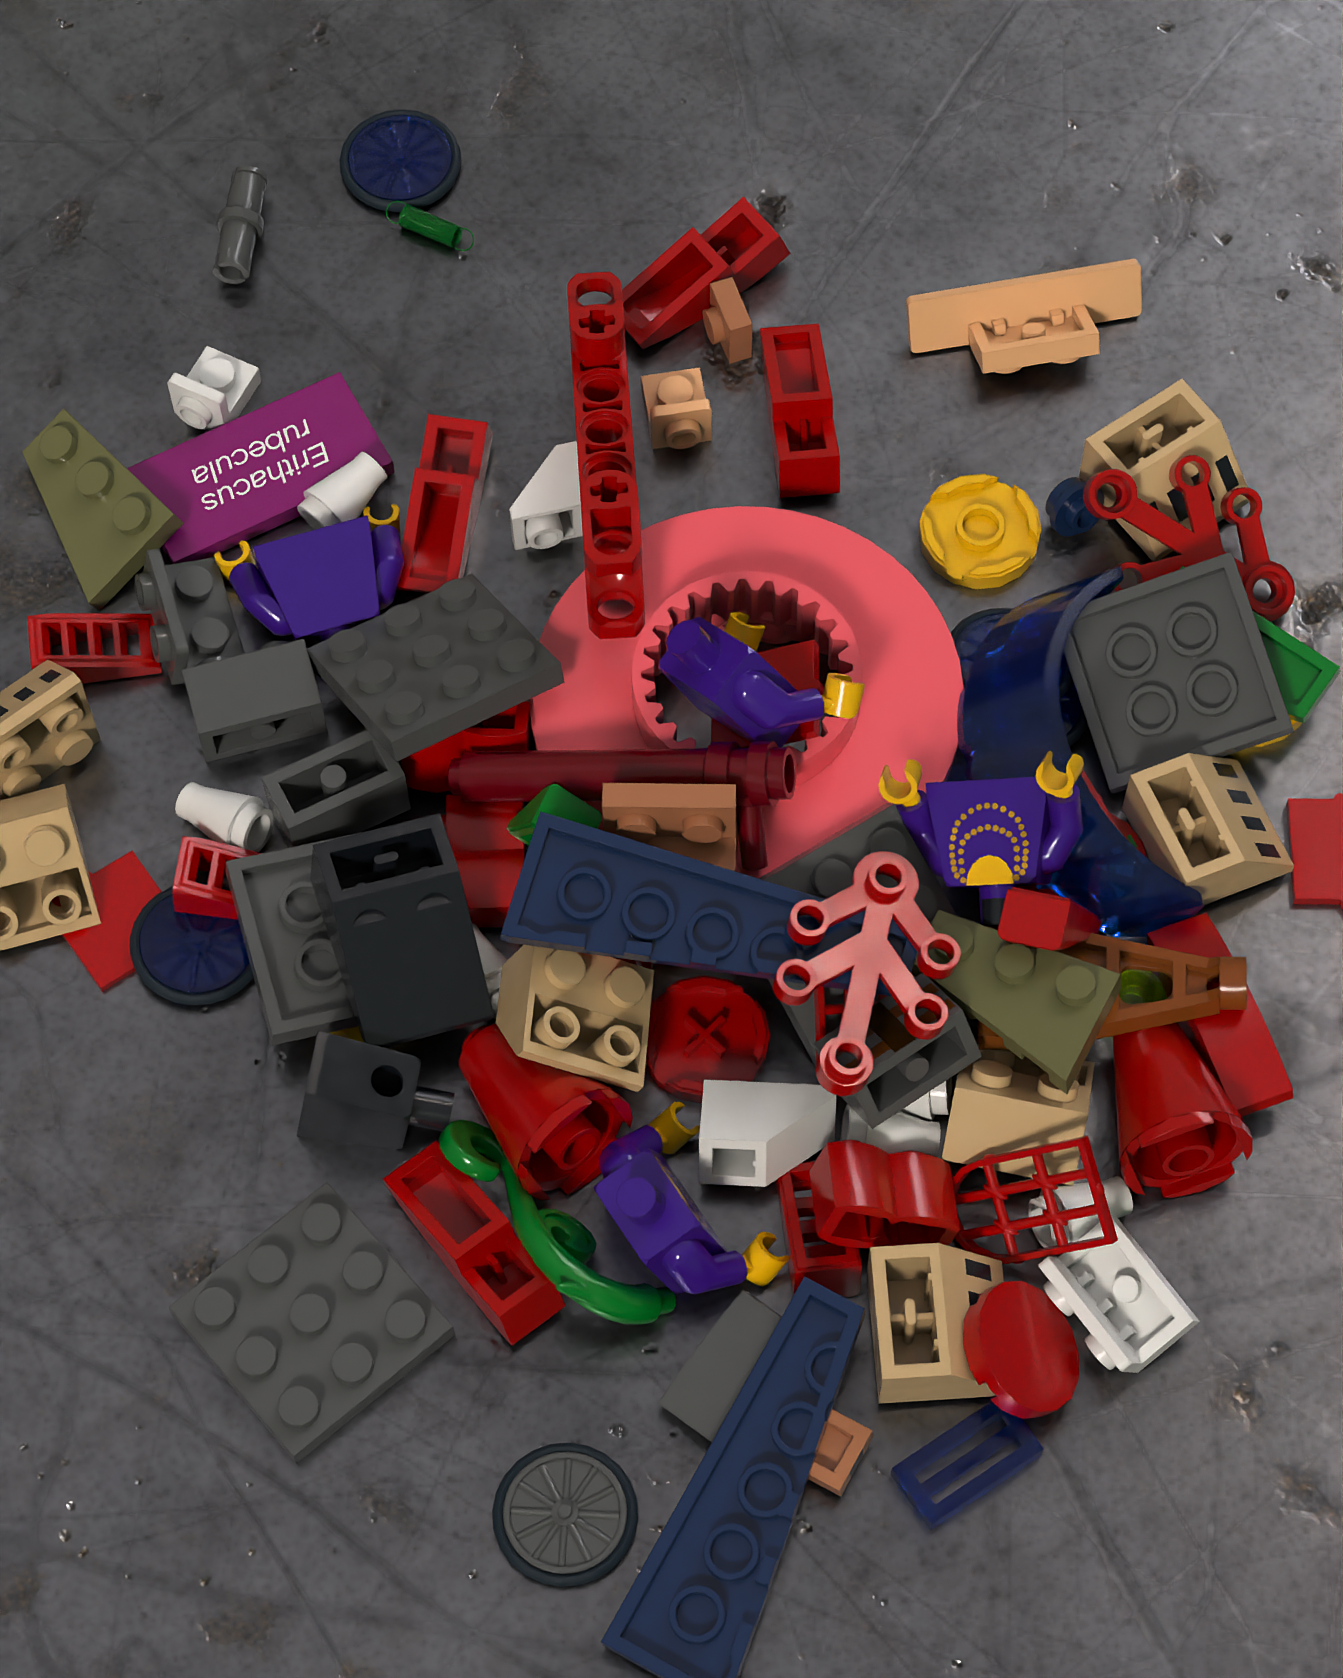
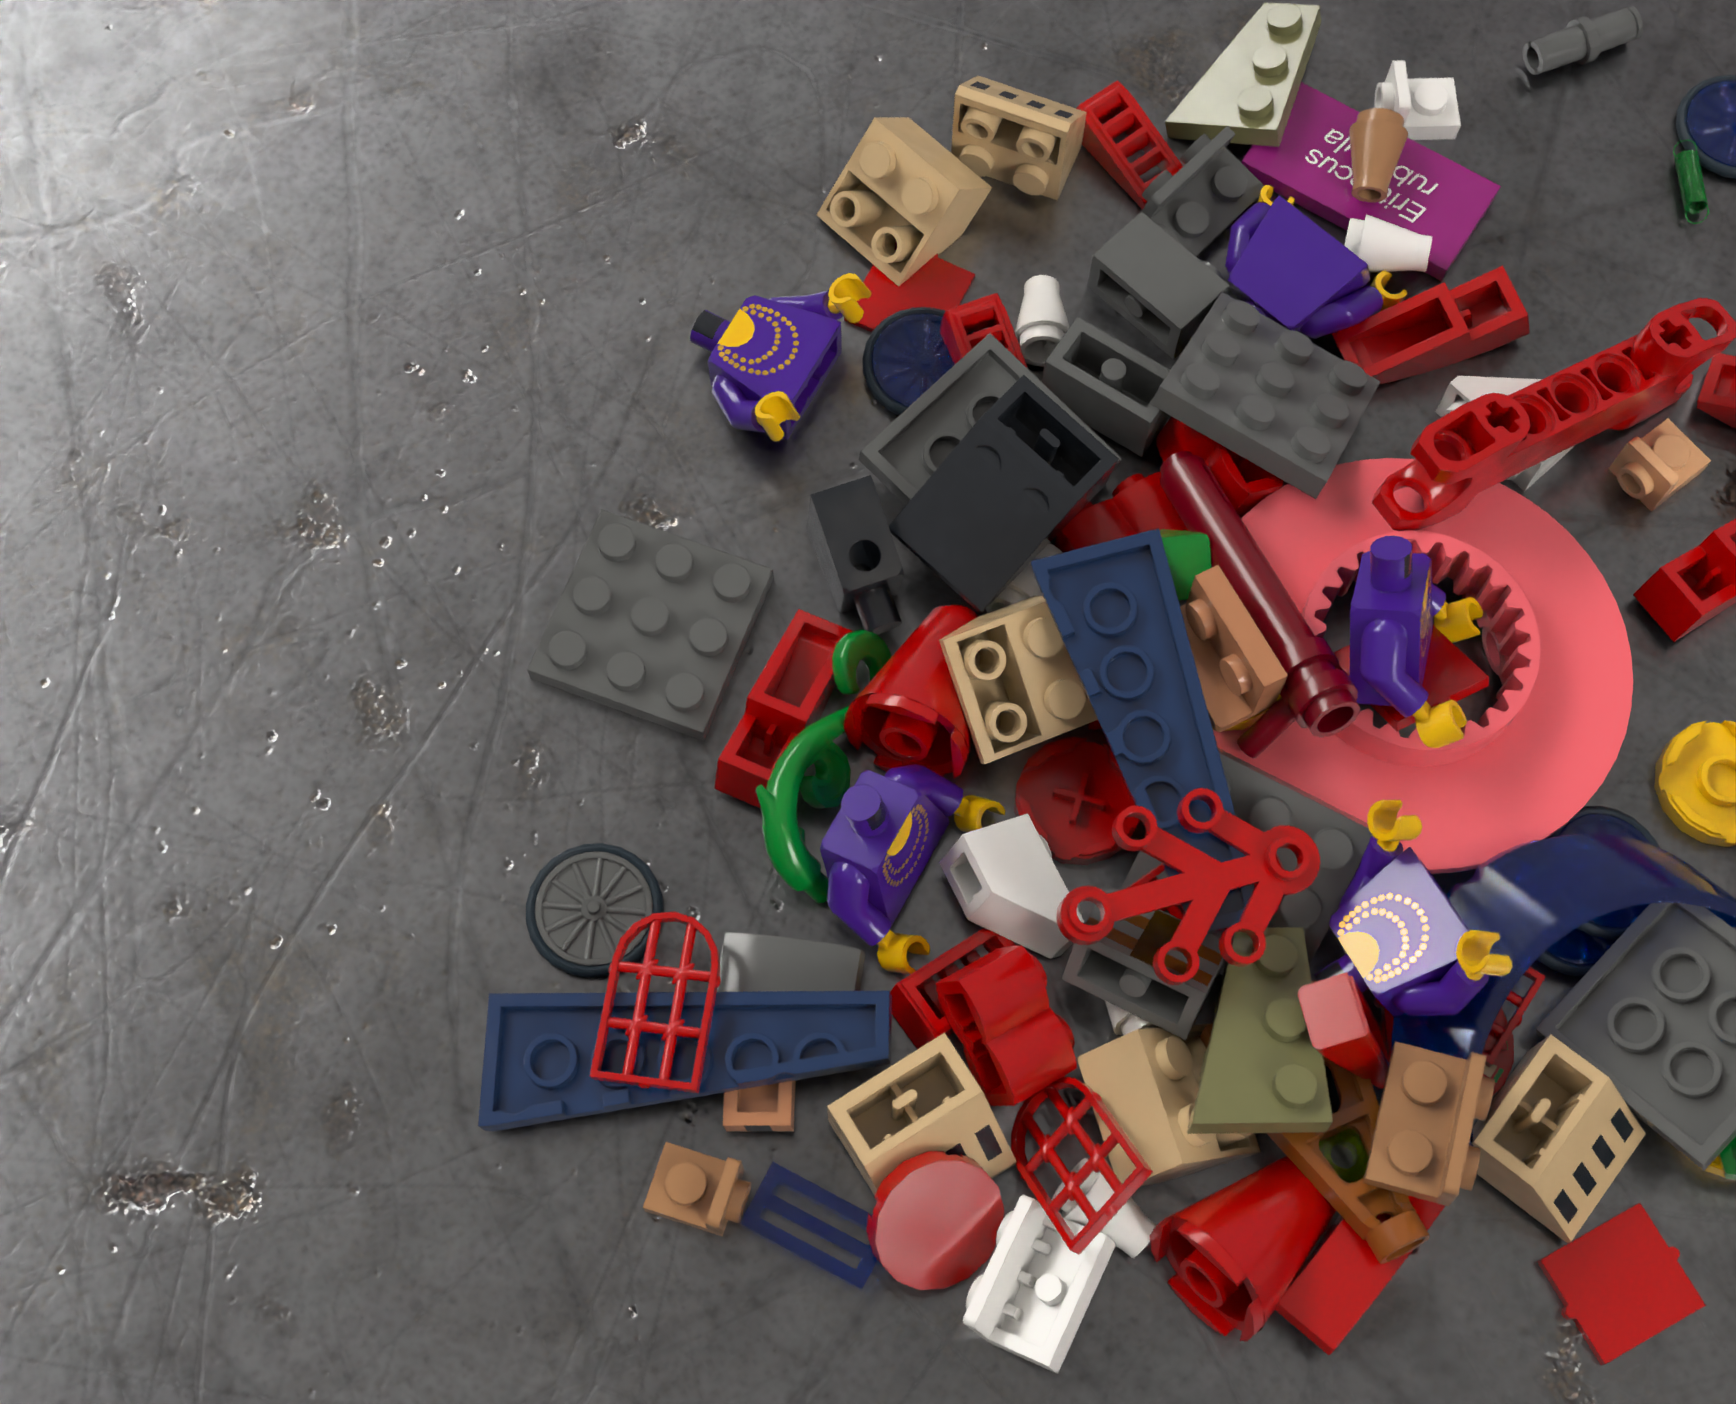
camera: 60 degrees right, 5 degrees up
(113, 1065) = (776, 354): none -> dark purple torso
(246, 447) = (1375, 150): none -> medium nougat cone
(709, 1512) = (639, 1021): none -> red window
(882, 1545) = (697, 1189): none -> medium nougat bracket
(895, 1135) = (1080, 1009): white cone -> none
(1159, 902) = (1427, 1124): none -> medium nougat bracket

